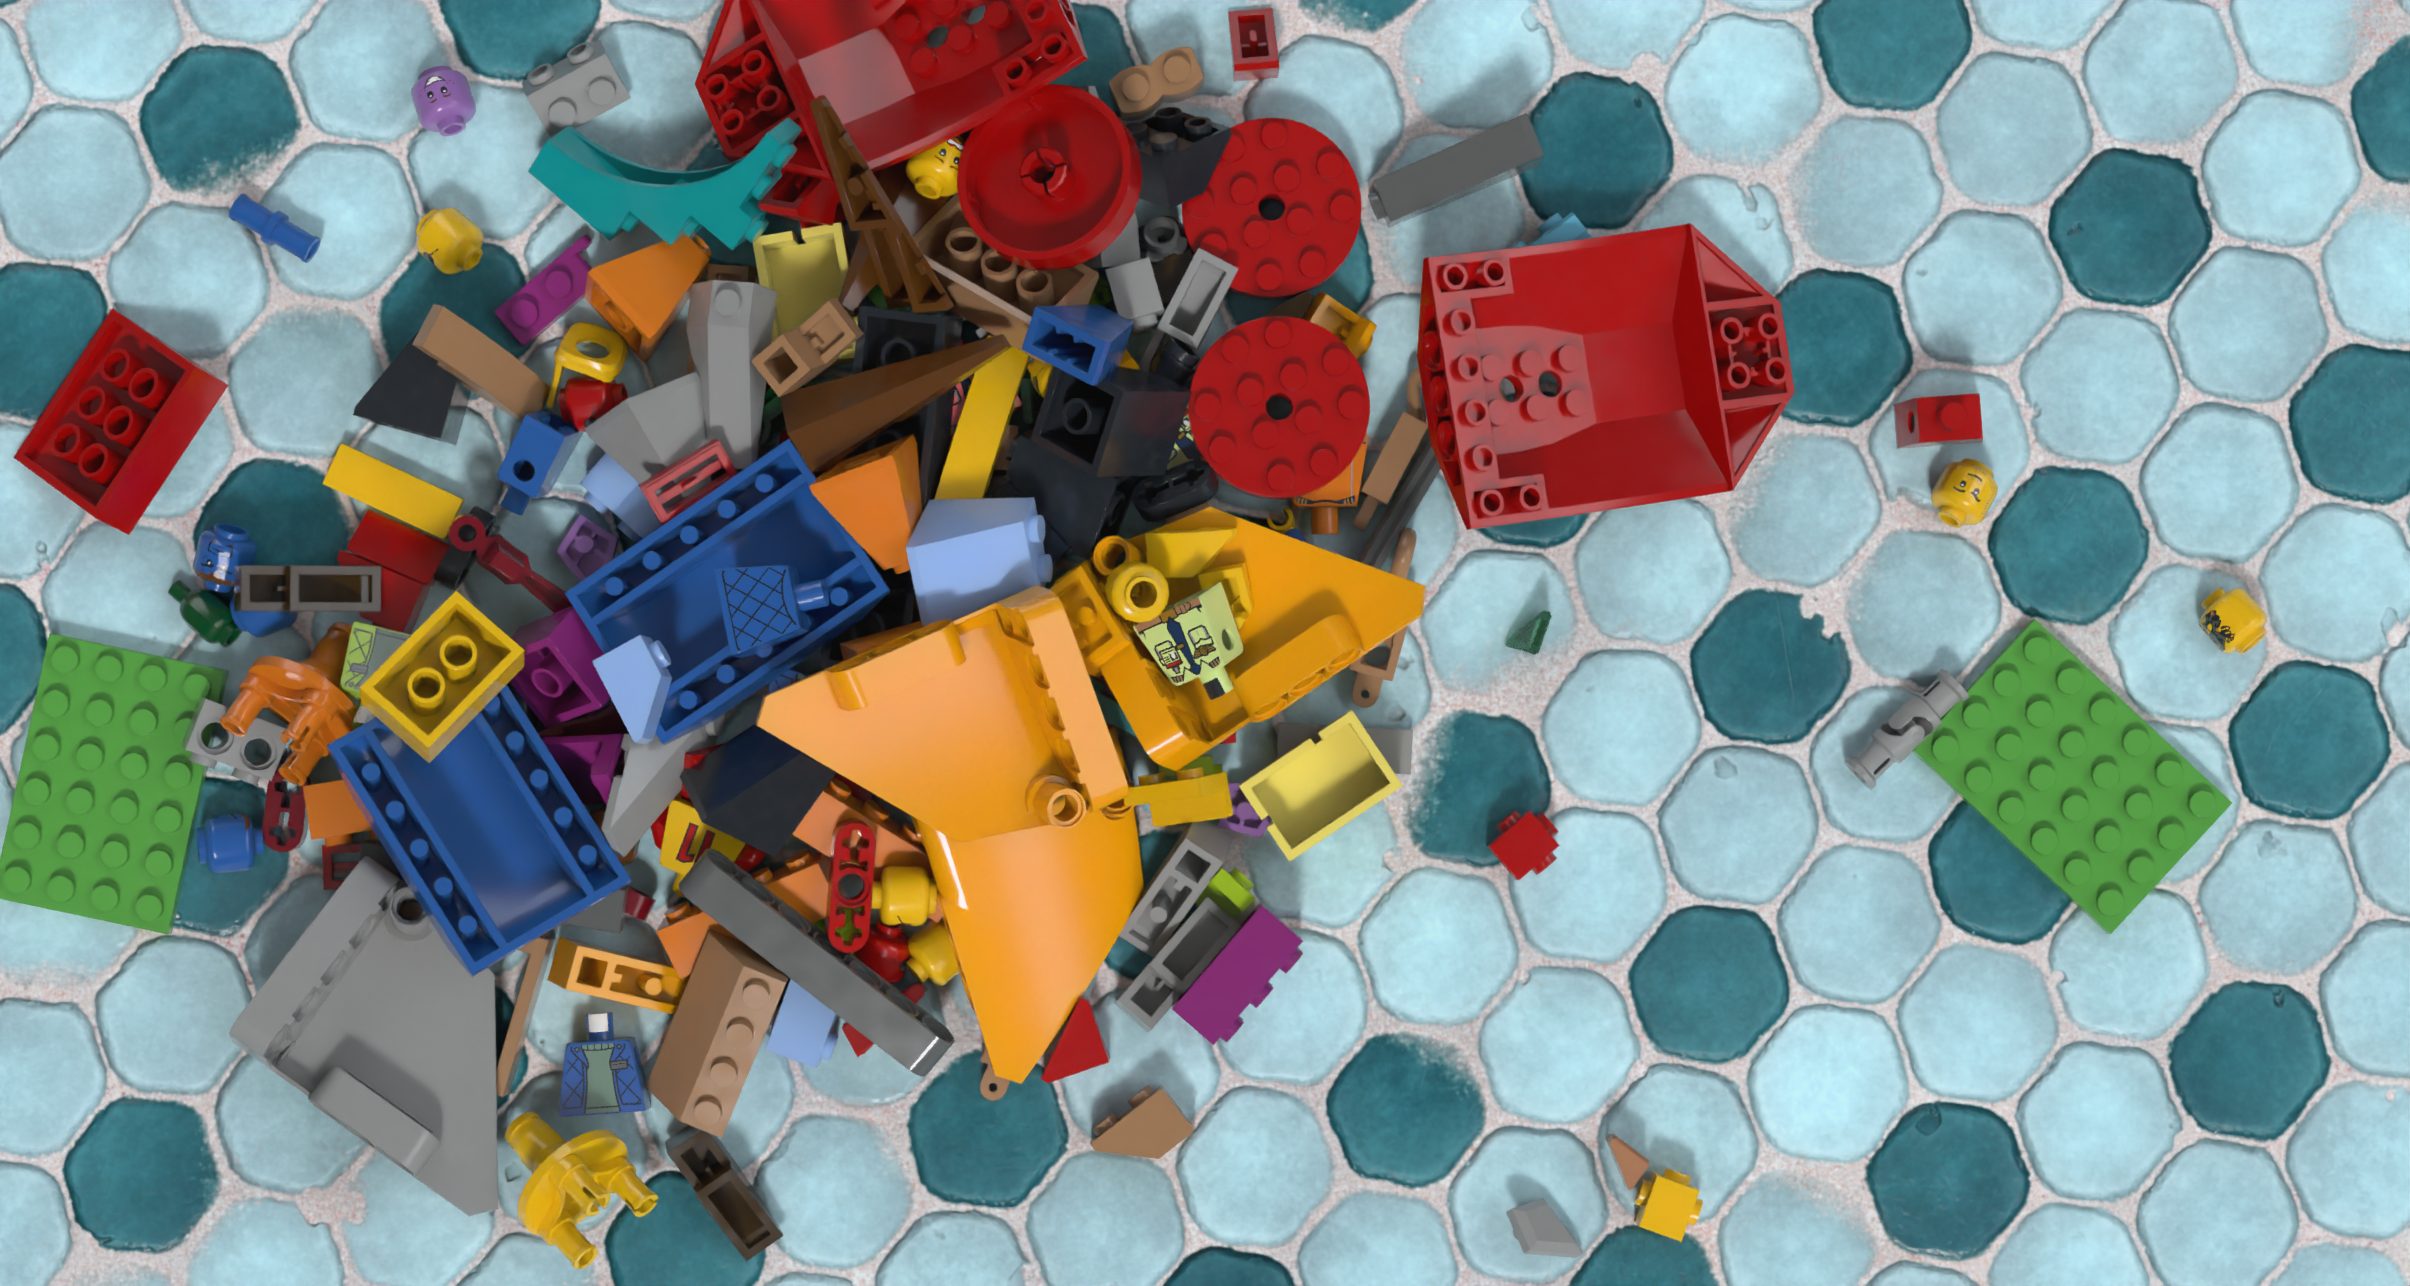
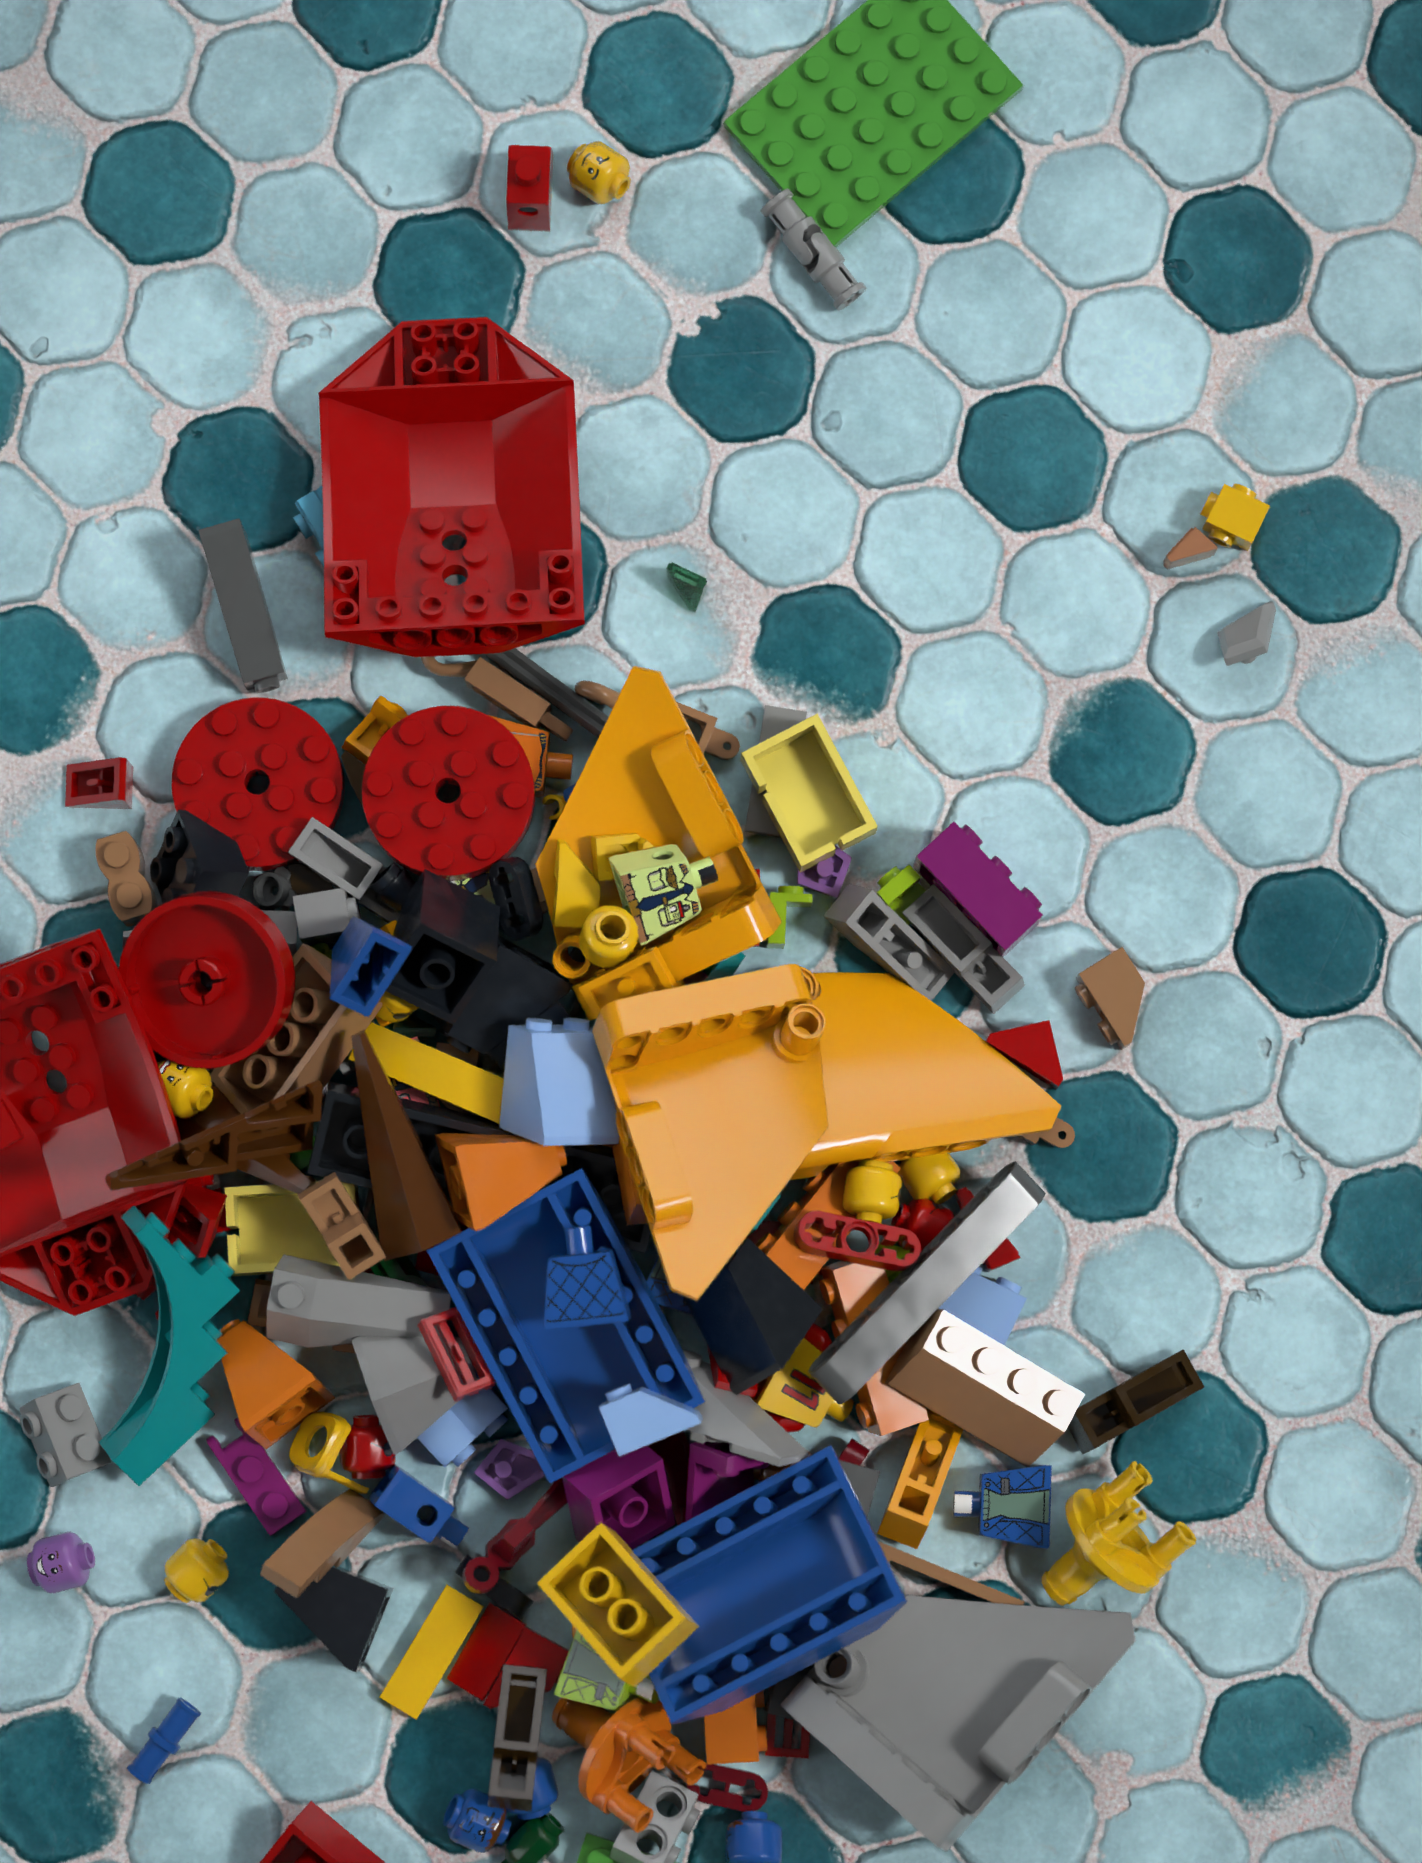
camera: 80 degrees left, 5 degrees down
(1183, 799) = (808, 920): yellow bracket -> none
(1524, 843) = (883, 612): red brick -> none

